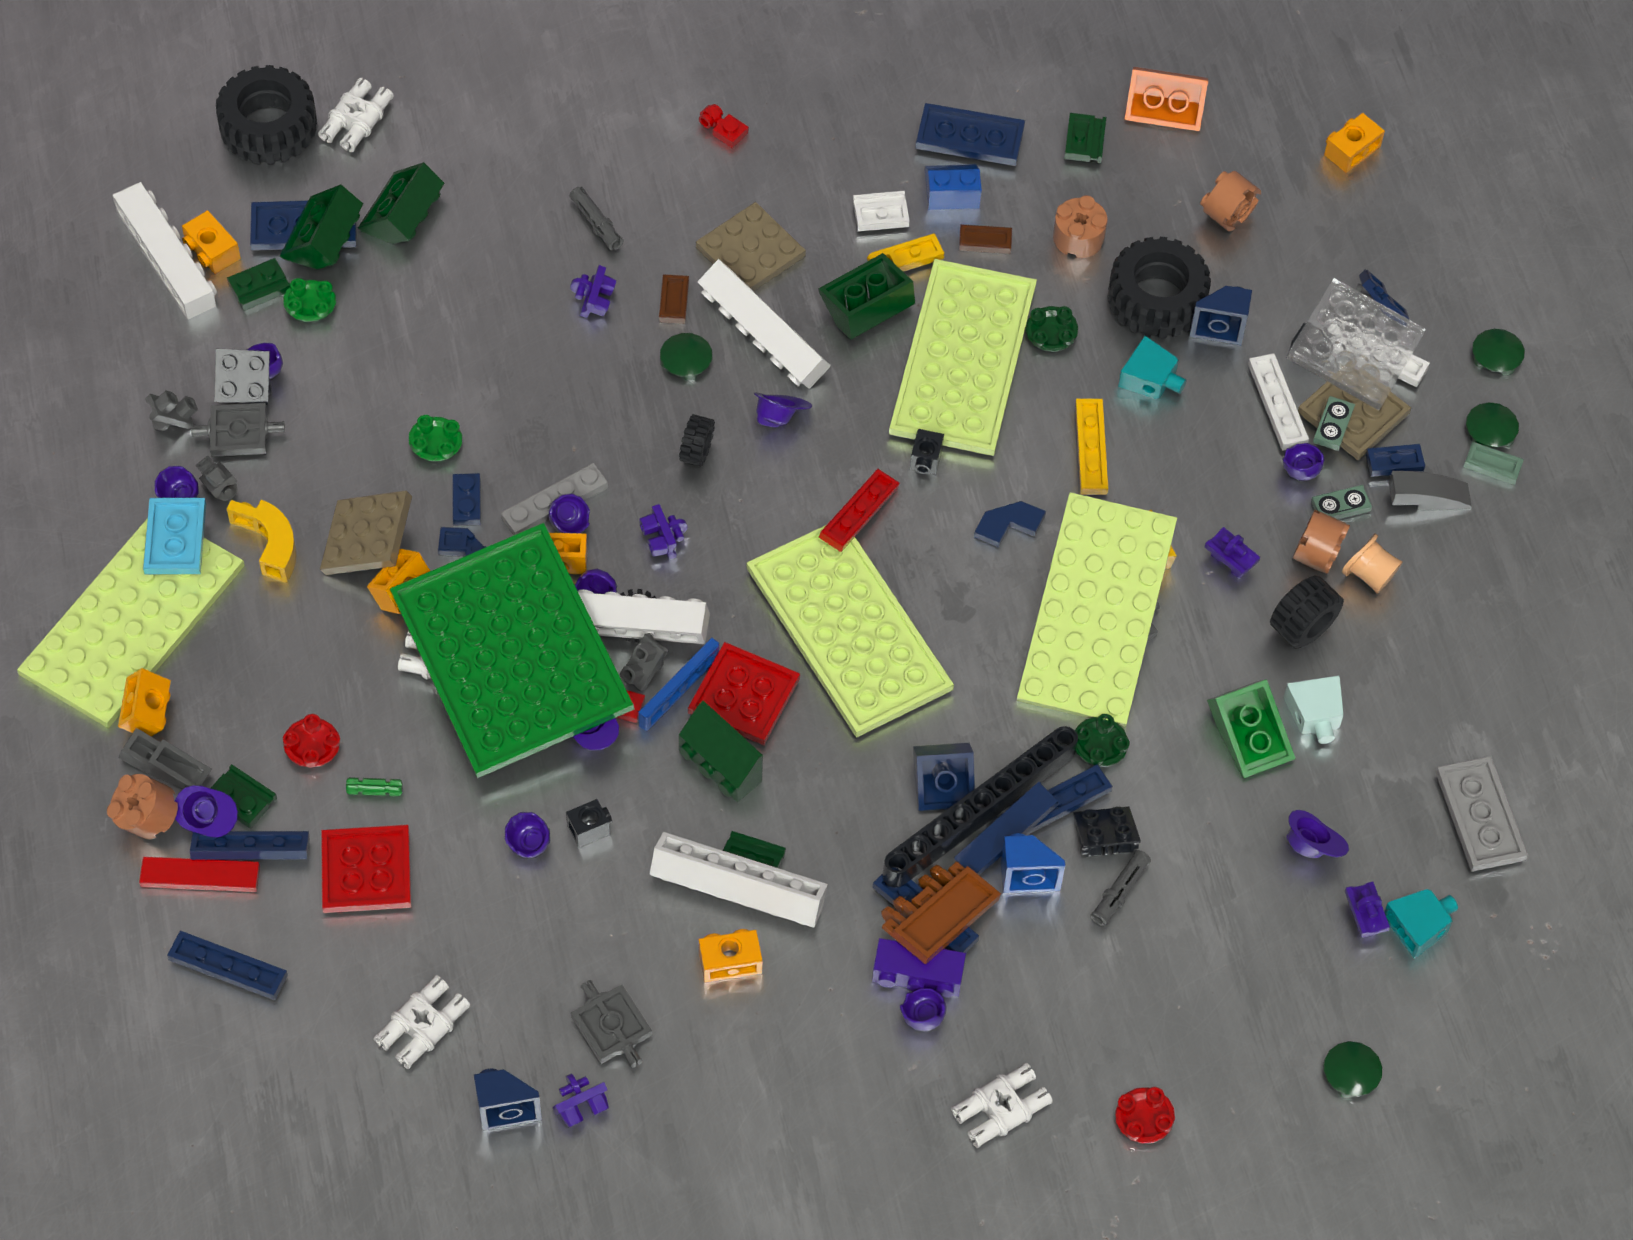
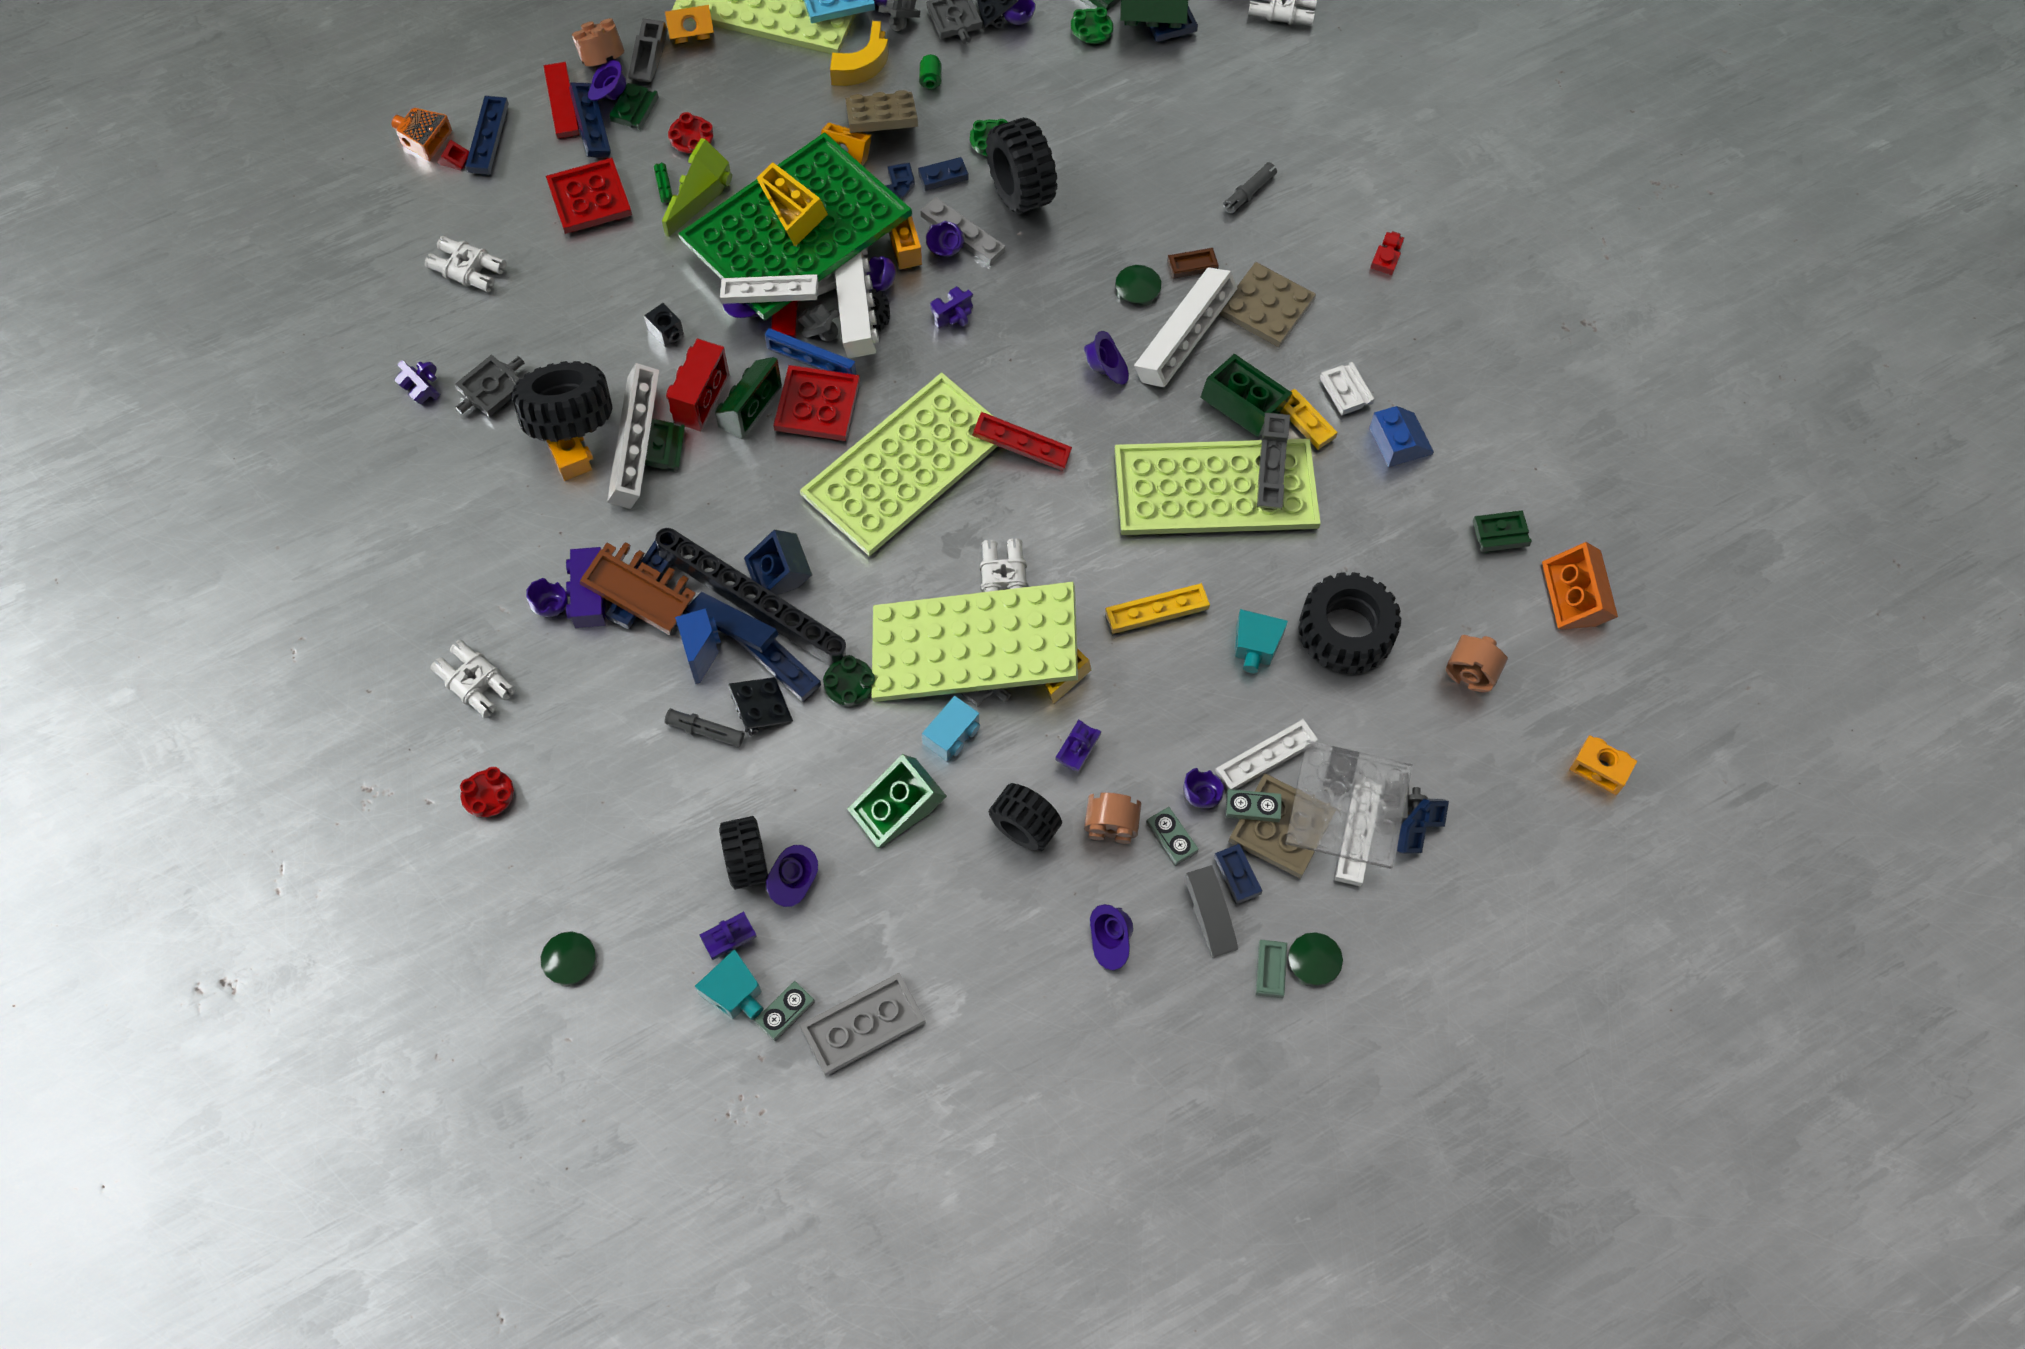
camera: 75 degrees right, 5 degrees up
(195, 1039) = (422, 131): none -> orange torso
(241, 1013) = (454, 156): none -> red slope
(318, 473) = (930, 72): none -> green brick
(393, 737) = (701, 185): none -> lime wedge
(402, 204) = (1206, 58): dark green slope -> none
(498, 636) = (792, 202): none -> yellow wedge
(505, 1100) = (401, 323): dark blue slope -> none
(516, 405) = (1021, 165): none -> black tyre
(527, 835) = (641, 286): dark purple hair -> none
(591, 289) = (1173, 199): dark purple hips -> none
(607, 686) = (769, 289): none -> white plate
(693, 798) = (698, 384): none -> red brick
(697, 440) = (1046, 305): black tyre -> none
(706, 950) = (562, 401): none -> black tyre
(929, 443) = (1105, 471): black brick -> none
(961, 297) = (1272, 461): none -> dark grey slope
(970, 134) = (1463, 438): dark blue plate -> none
(985, 239) = (1354, 477): reddish brown tile -> none
(1010, 558) = (1013, 567): none -> white pin
(1015, 515) = (1052, 552): dark blue tile -> none
(1052, 328) = (1275, 550): dark green dish -> none
(1080, 227) = (1394, 545): nougat brick -> none
(1182, 659) = (951, 729): none -> medium azure brick
(1222, 315) = (1339, 683): dark blue slope -> none
(1287, 868) = (743, 852): none -> black tyre
(1316, 706) = (935, 853): light aqua torso -> none
(1373, 565) = (1103, 871): light nougat piece -> none
(1440, 578) = (1110, 936): none -> dark purple piece
(1451, 880) = (784, 1010): none -> tile
(1498, 351) = (1408, 949): dark green dish -> none

